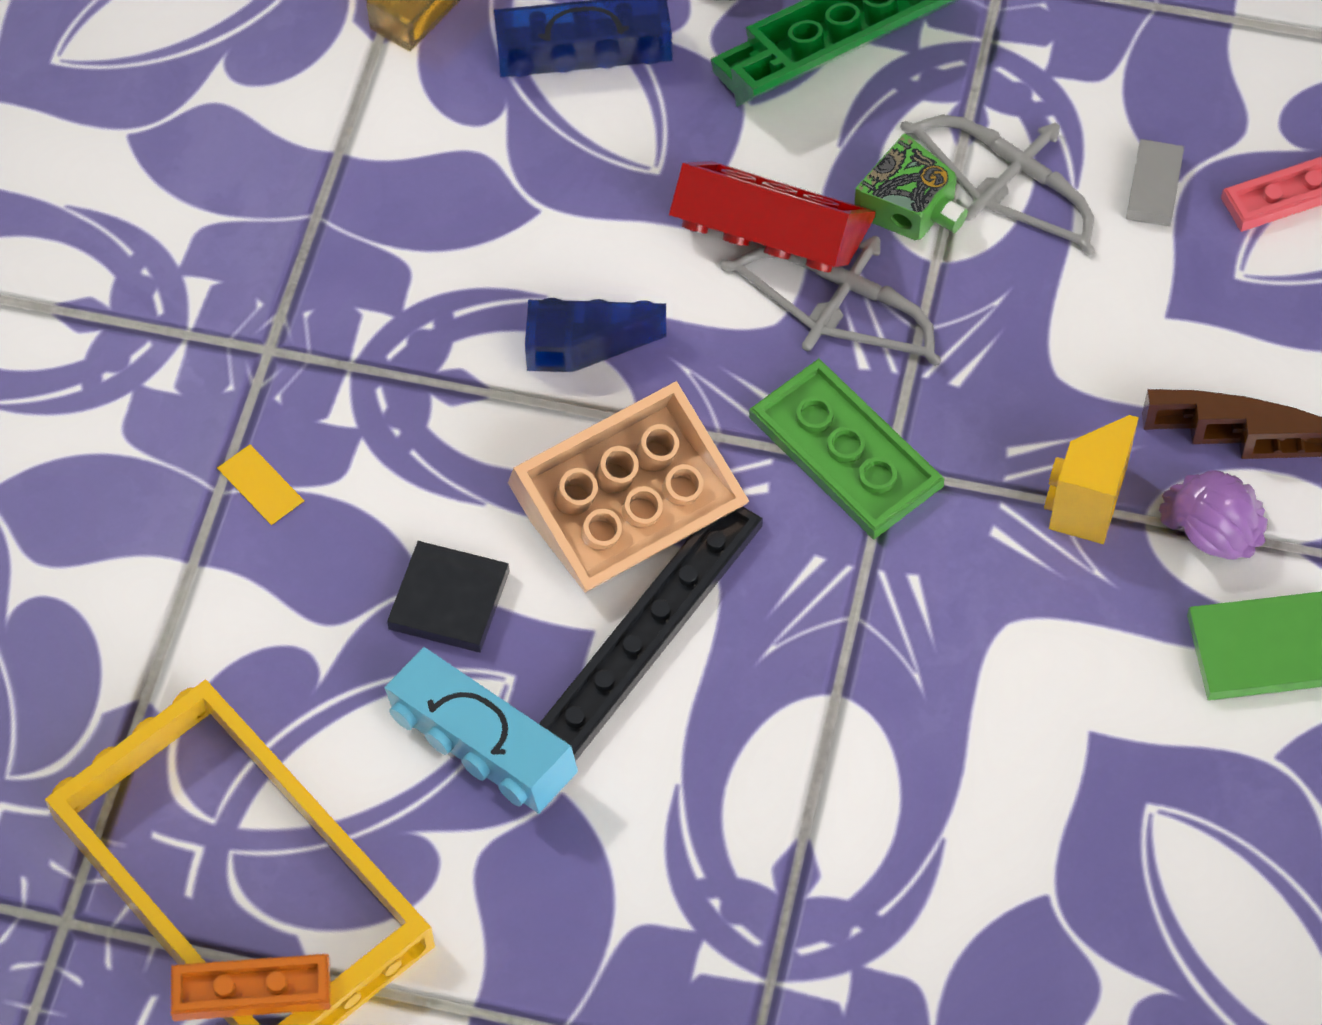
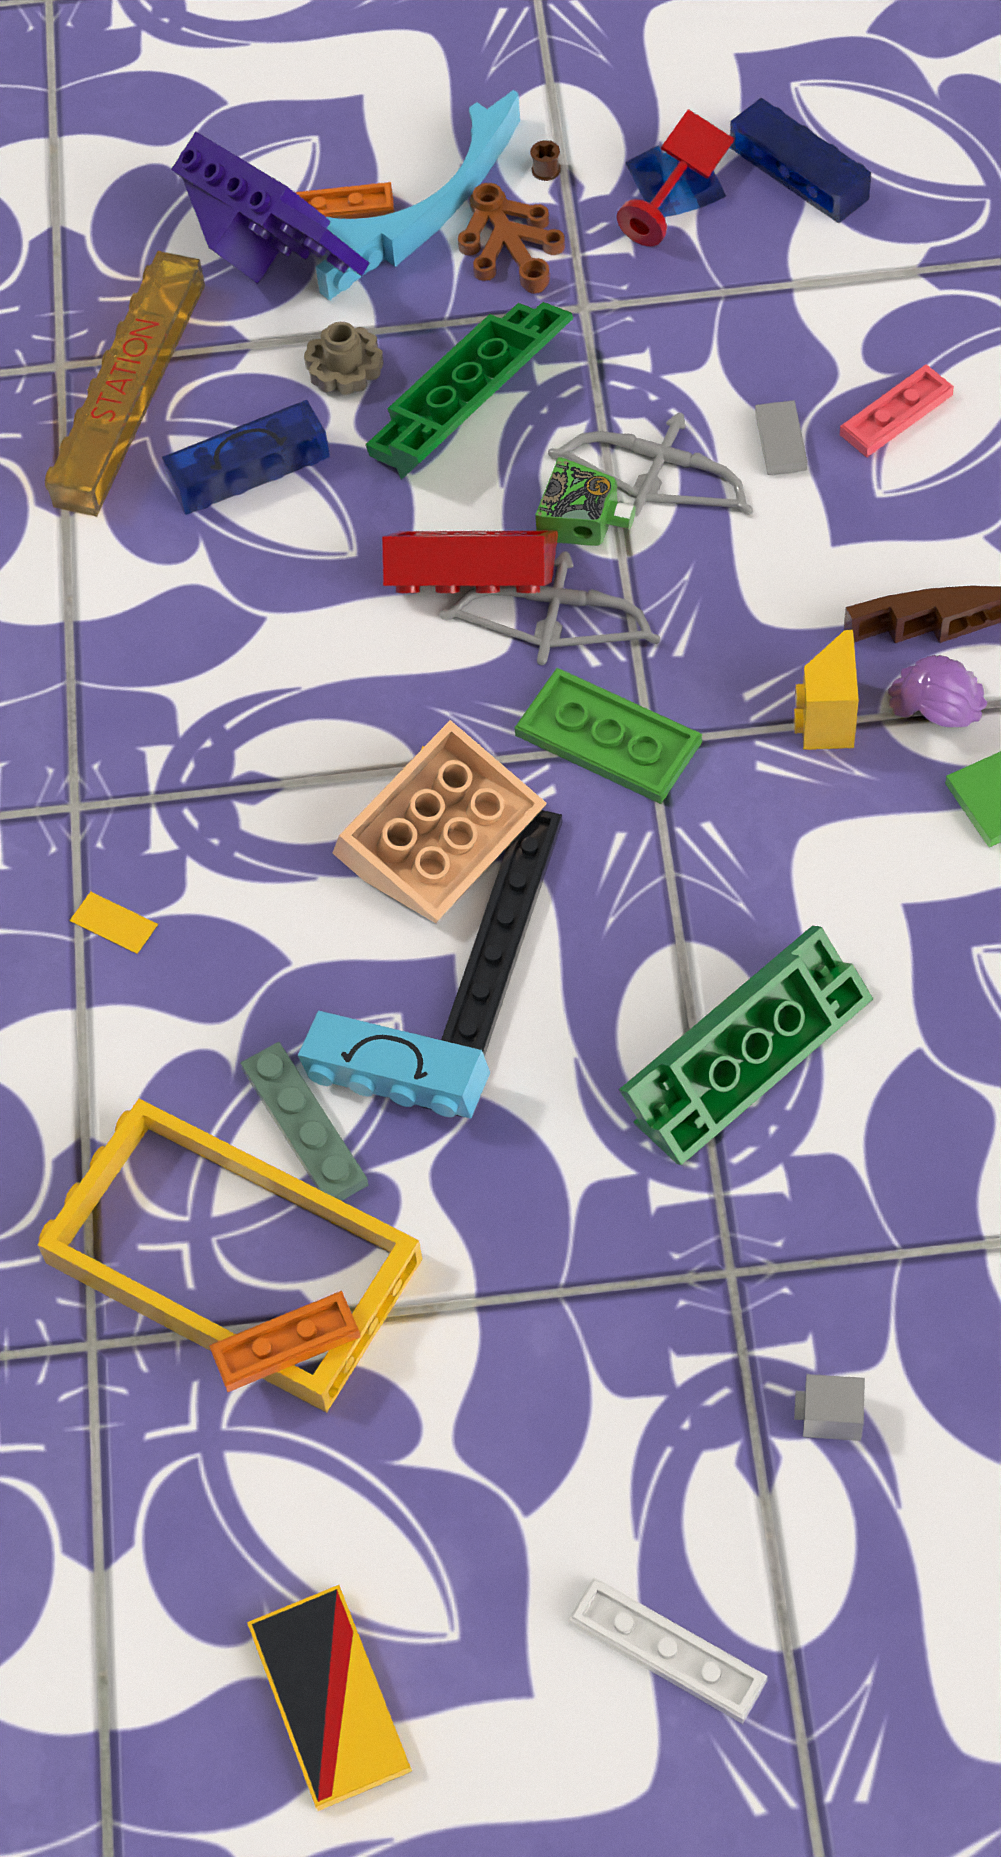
camera: 15 degrees left, 0 degrees up
(368, 762) = (304, 1123): none -> sand green plate
(448, 596) = (318, 964): black tile -> none
(583, 333) = (345, 708): clear blue slope -> none
(858, 830) = (745, 1045): none -> green slope

